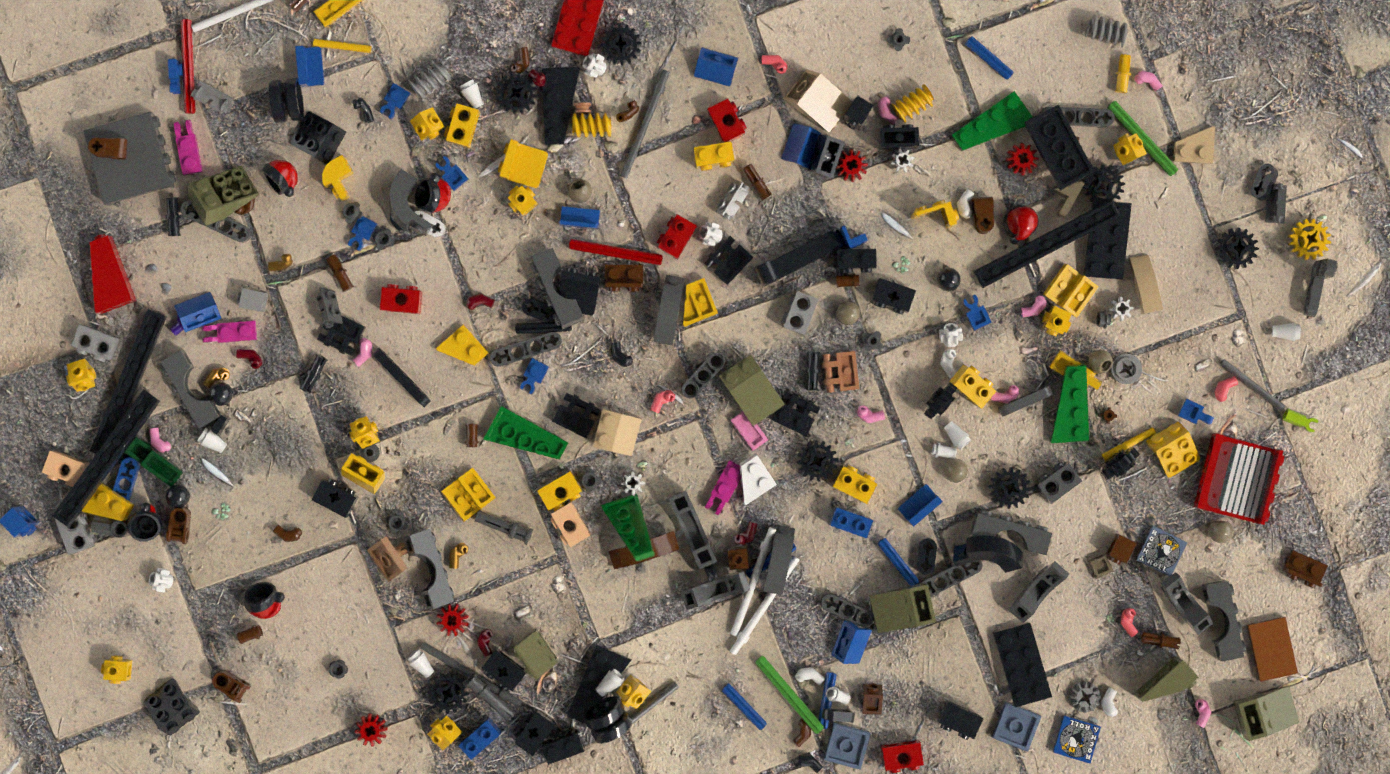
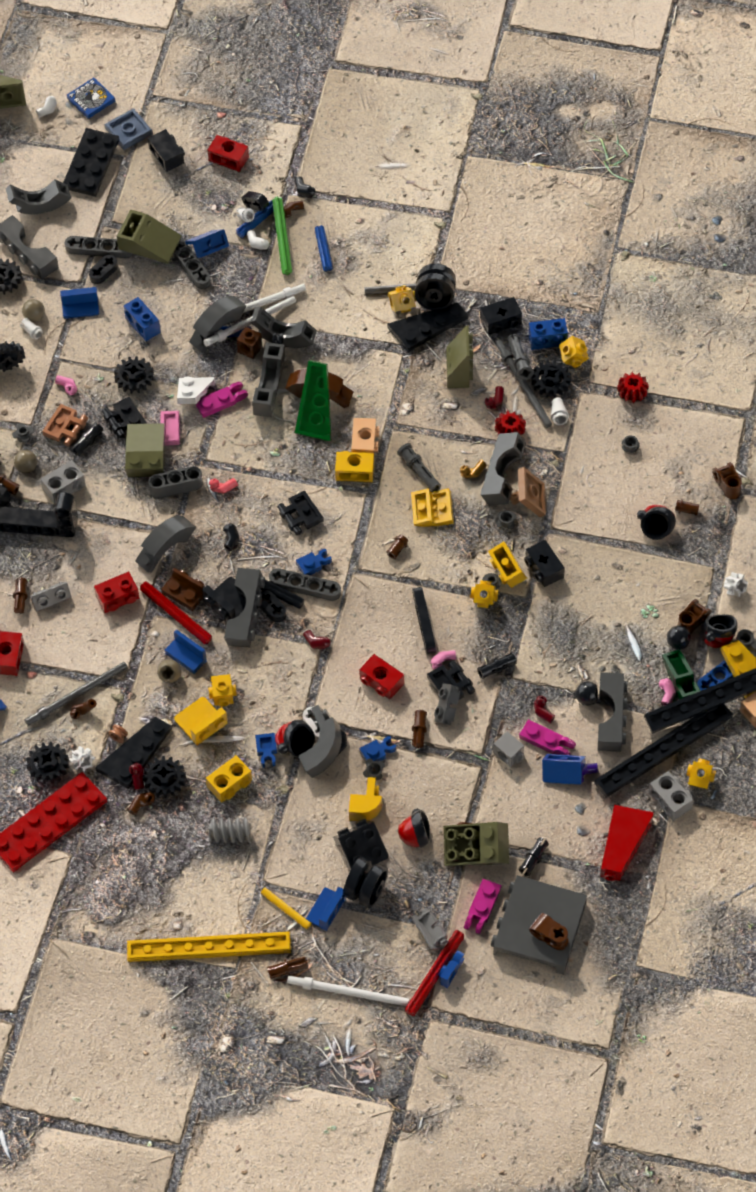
camera: 145 degrees left, 30 degrees down
(212, 441) = (620, 663): white cone -> none
(216, 226) = (493, 816): dark grey beam -> none
(216, 374) = (580, 713): pearl gold arm -> none
(220, 424) = (607, 667): black tile -> none
(281, 265) = (461, 763): pearl gold arm -> none
(288, 536) = (605, 560): reddish brown arm -> none
(365, 108) = (303, 844): black arm -> none
(383, 234) = (359, 729): dark grey plate -> none
(396, 98) = (270, 838): blue plate -> none
(427, 124) = (258, 796): yellow brick -> none
(463, 346) = (356, 616): yellow wing -> none
(472, 94) = (202, 802): white cone -> none
(514, 670) = (493, 369): black brick -> none
(522, 434) = (355, 525): green wing -> none
(563, 747) = (484, 292): black brick -> none
(589, 485) = (325, 458): dark grey plate -> none
(591, 125) = (120, 715): yellow piece -> none
(610, 682) = (415, 313): white cone -> none
(617, 432) = (279, 480): tan slope -> none
(629, 480) = (295, 438): white gear -> none
(698, 303) = (134, 535): yellow wing -> none
(710, 234) = (83, 577): white gear -> none
(714, 155) = (39, 632): yellow brick -> none
(732, 264) = (88, 548): black plate -> none
(747, 536) = (230, 356): dark red arm -> none
(847, 745) = (266, 181): sand blue tile -> none
(854, 484) = (117, 342): yellow brick -> none
(872, 699) = (220, 199): reddish brown bracket -> none
(898, 562) = (128, 277): blue axle -> none
(957, 435) = (12, 330): white cone -> none
(990, 549) = (48, 237): black arch -> none
(1076, 695) = (67, 123): light grey gear -> none

